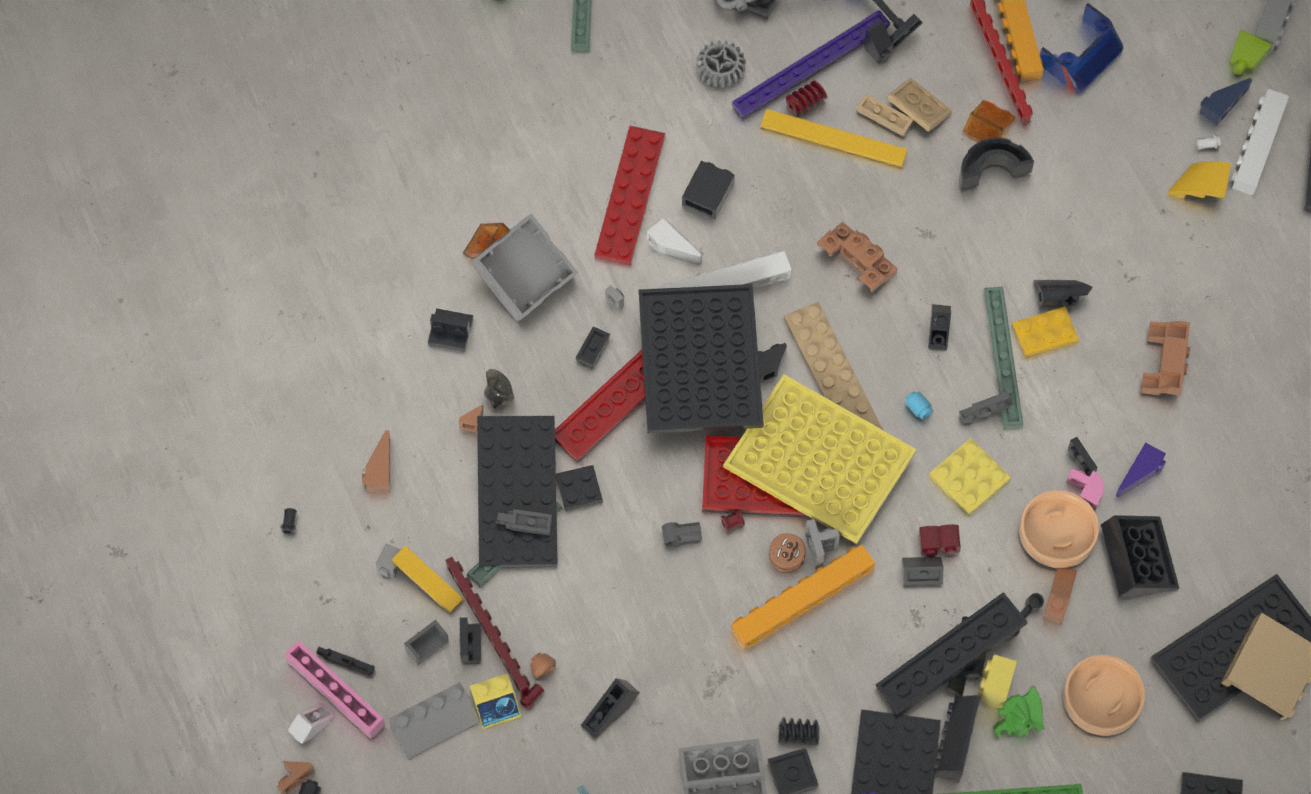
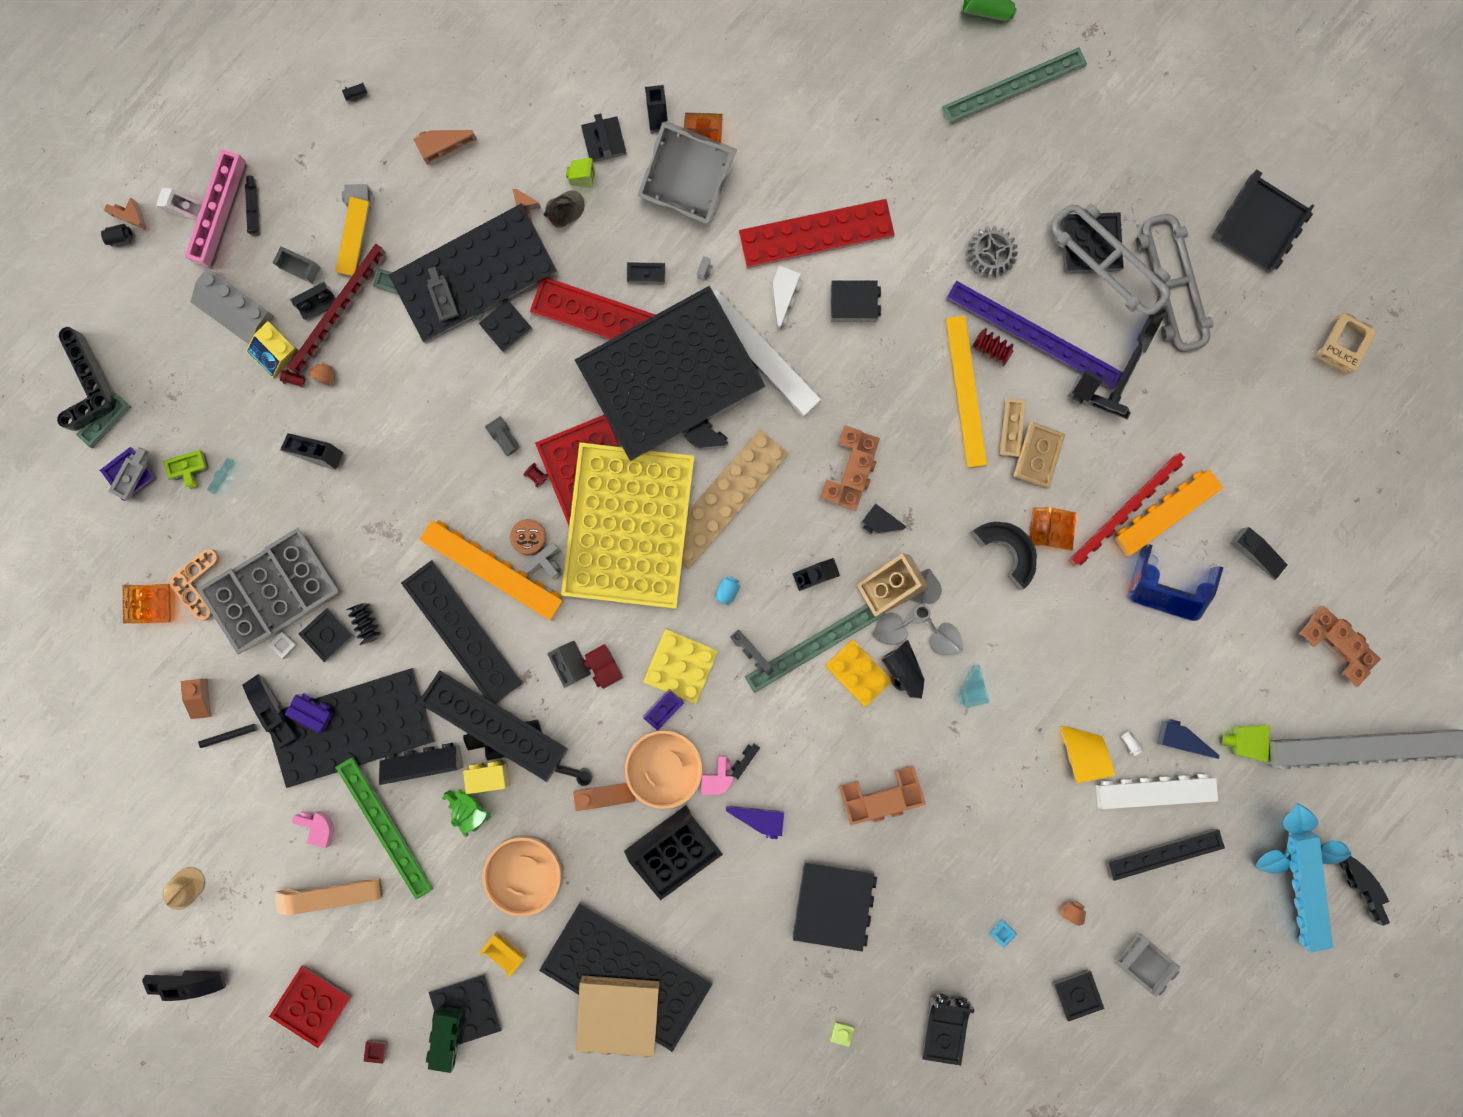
camera: 65 degrees right, 20 degrees up
(448, 270) = (656, 106): none -> black slope
(474, 356) = (581, 172): none -> lime slope
(847, 650) = (462, 632): none -> black plate
(916, 253) = (880, 522): none -> black slope
(979, 267) = (892, 585): none -> tan slope
(995, 244) = (944, 641): none -> light grey plant
(1003, 506) = (663, 709): none -> dark purple plate
(1102, 244) = (973, 689): none -> clear light blue slope
(1171, 746) = (503, 953): none -> yellow panel
(1247, 441) = (834, 906): none -> black panel

